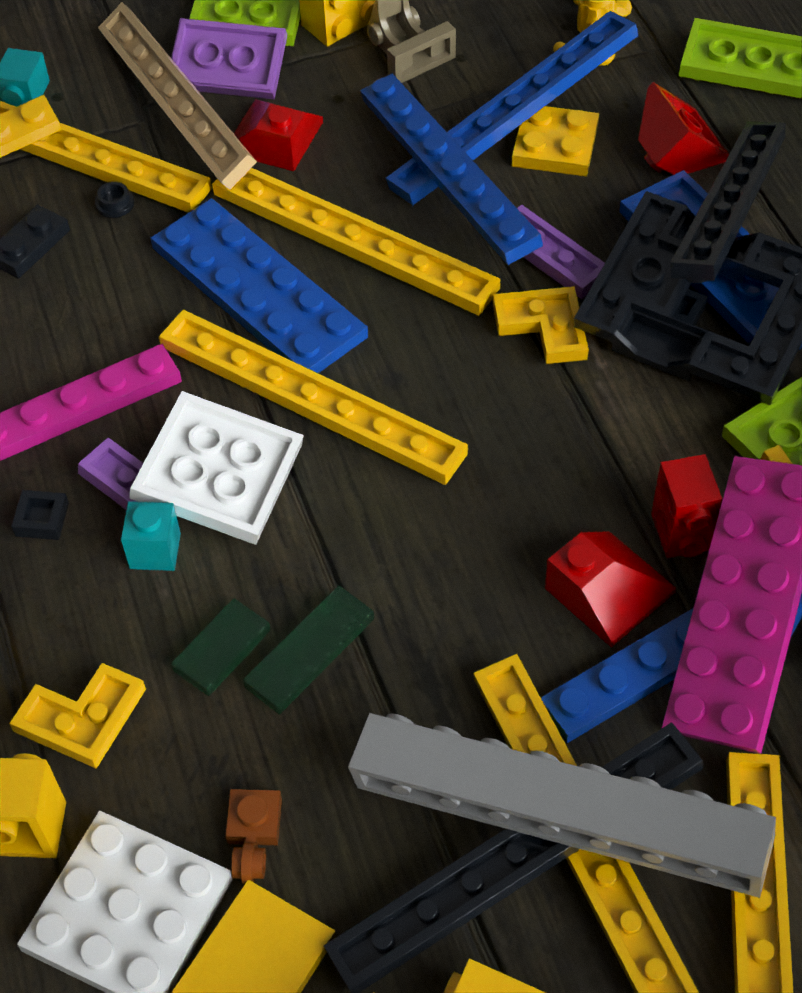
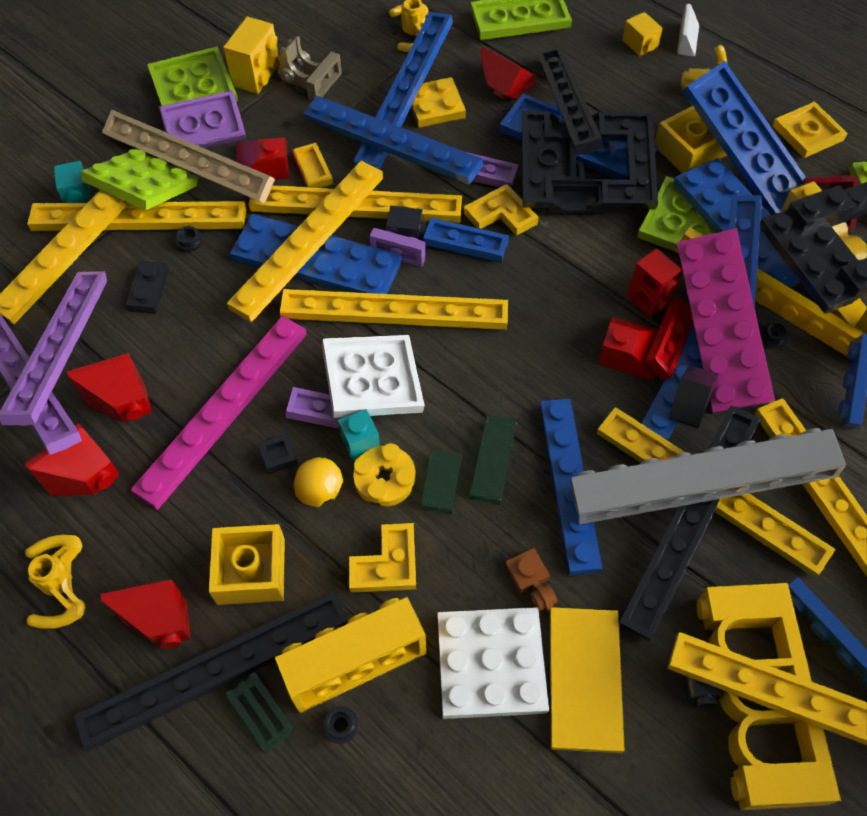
camera: 30 degrees left, 5 degrees up
(66, 572) = (317, 481): none -> yellow hair
(98, 101) = (139, 179): none -> lime plate
(154, 580) = (378, 490): none -> yellow plate
(251, 256) = (304, 242): none -> yellow plate
(332, 166) = (312, 166): none -> yellow tile
(382, 321) = (410, 248): none -> medium lavender plate
(395, 290) = (406, 222): none -> black brick
(407, 691) = (566, 462): none -> blue plate
(468, 341) = (466, 240): none -> blue plate
(633, 684) = (693, 396): none -> black slope
(656, 599) = (670, 339): none -> red plate

